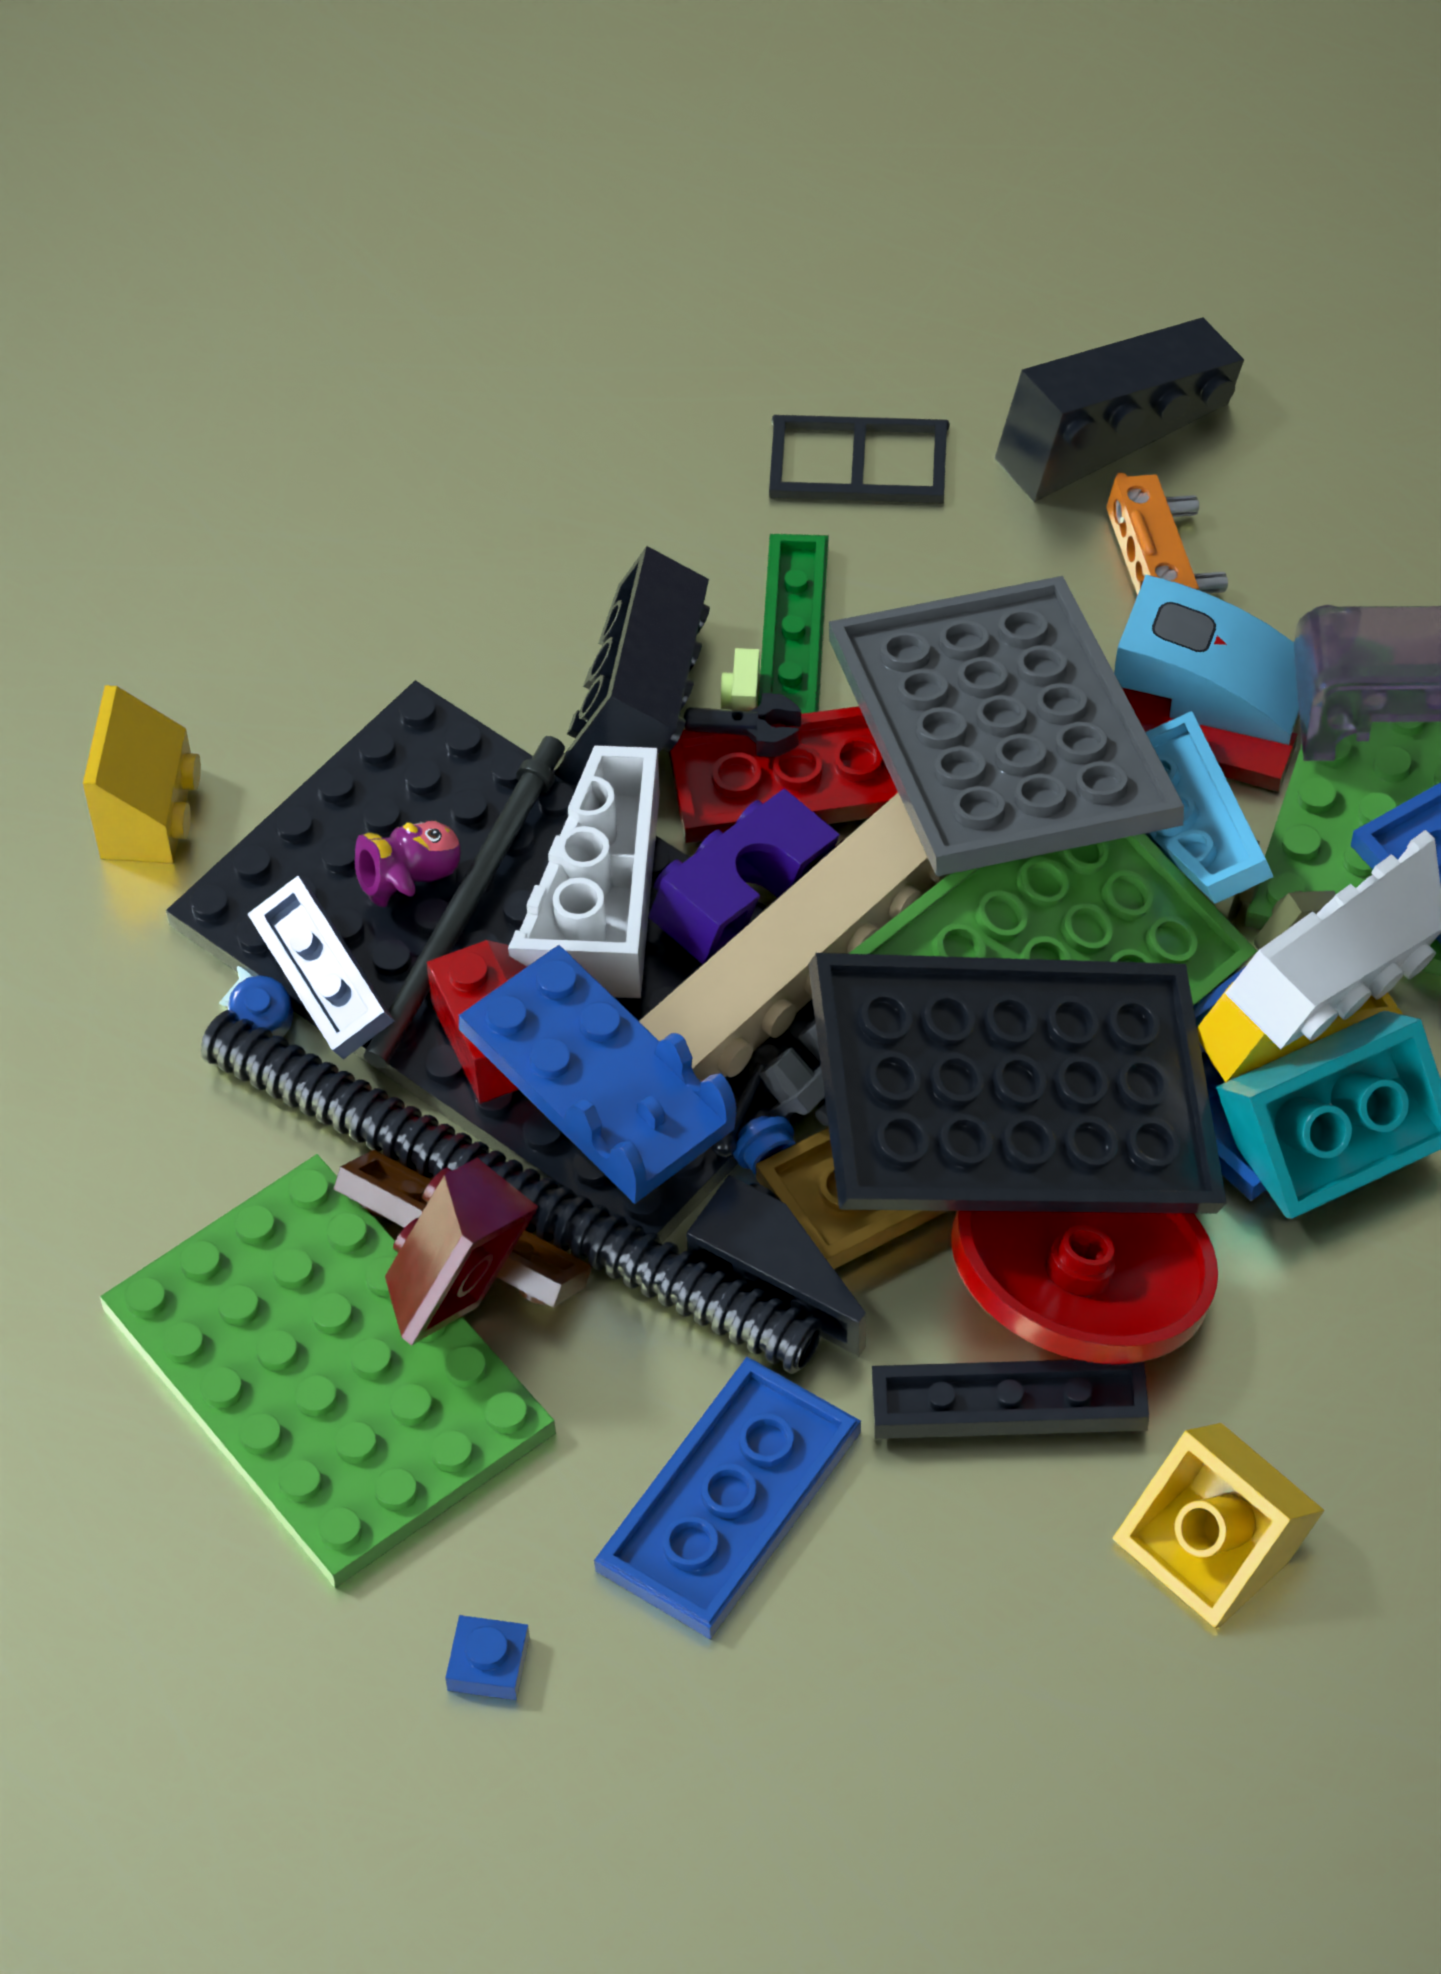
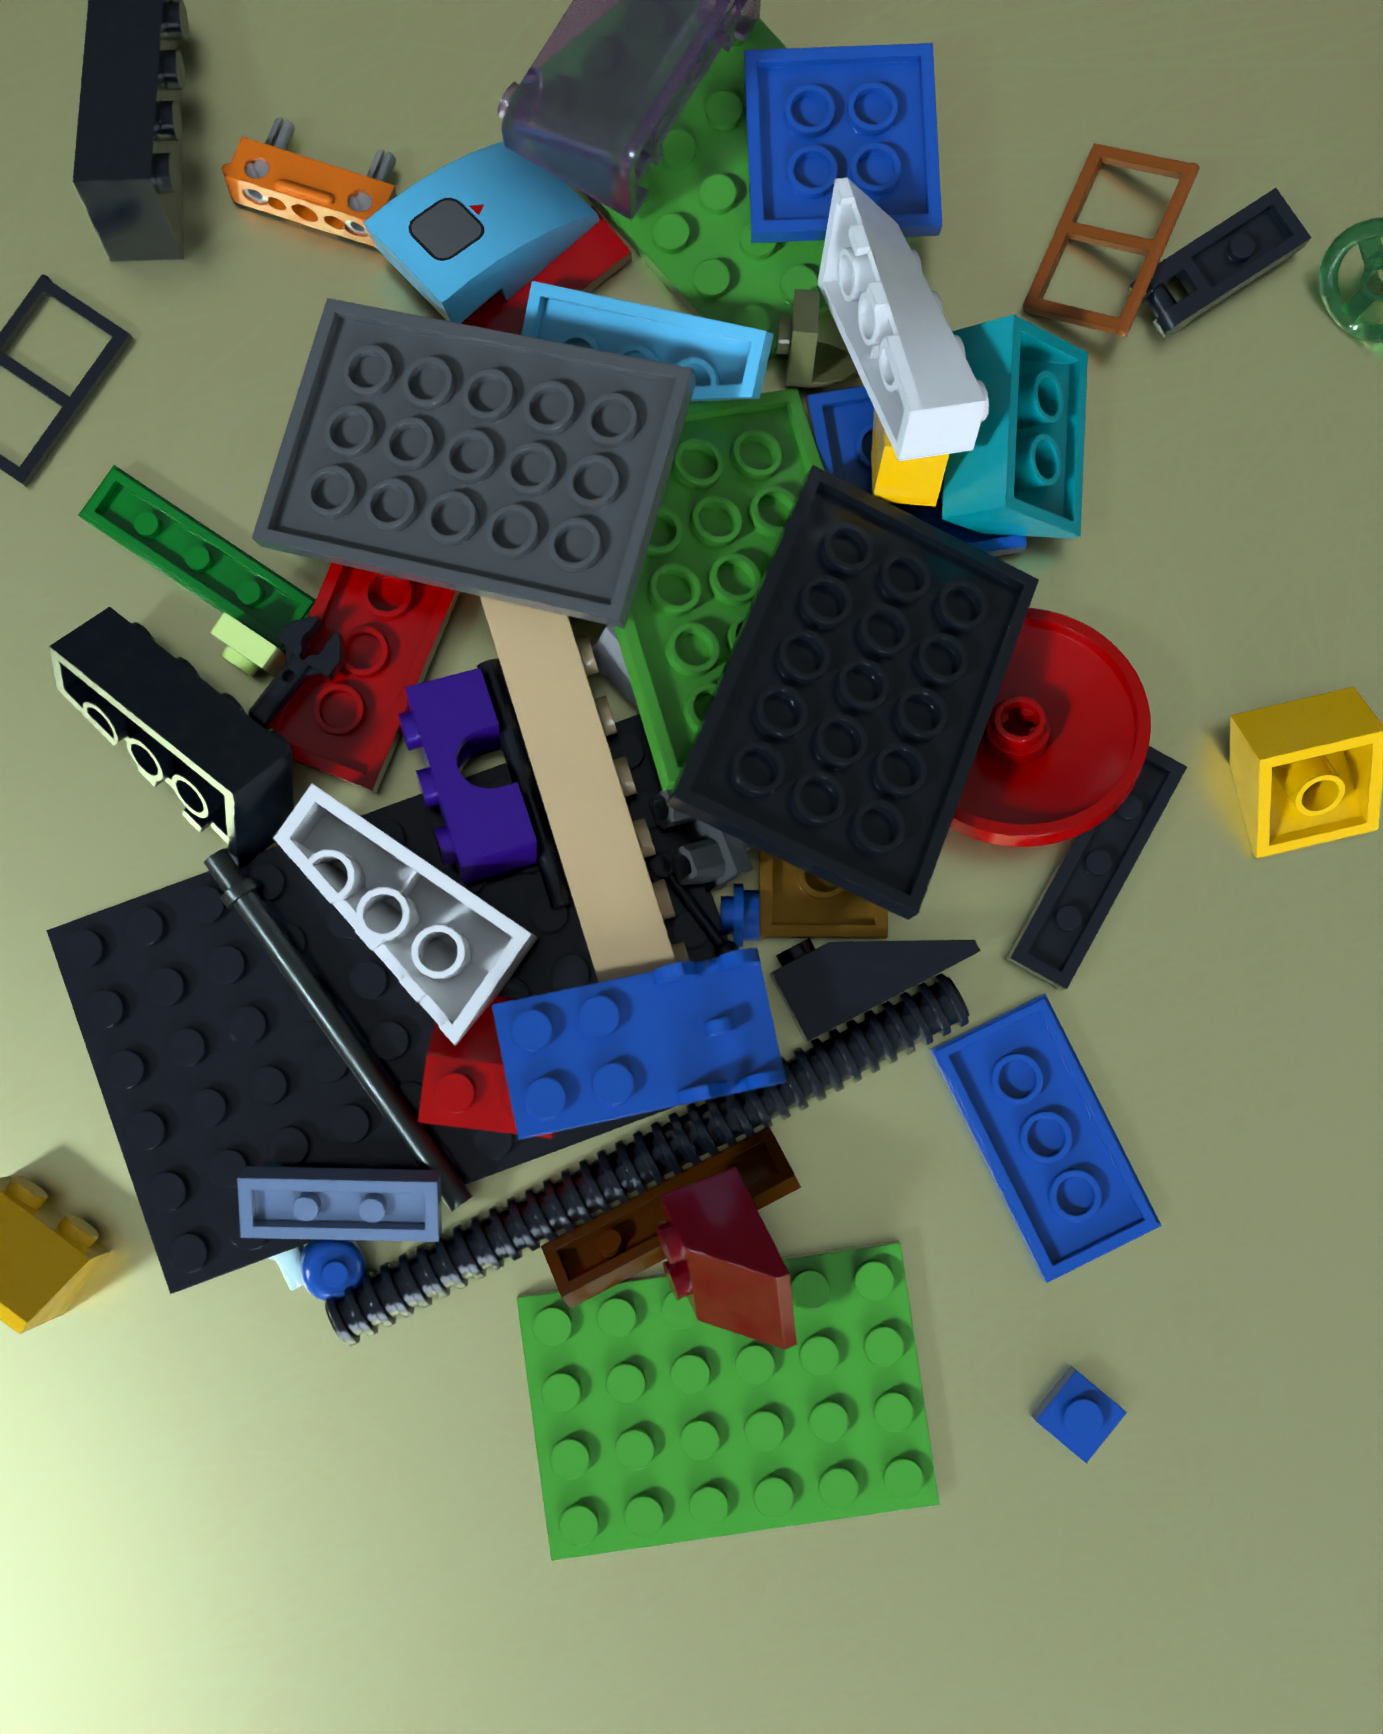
camera: 60 degrees left, 30 degrees up
(411, 853) = (267, 1054): magenta animal -> none

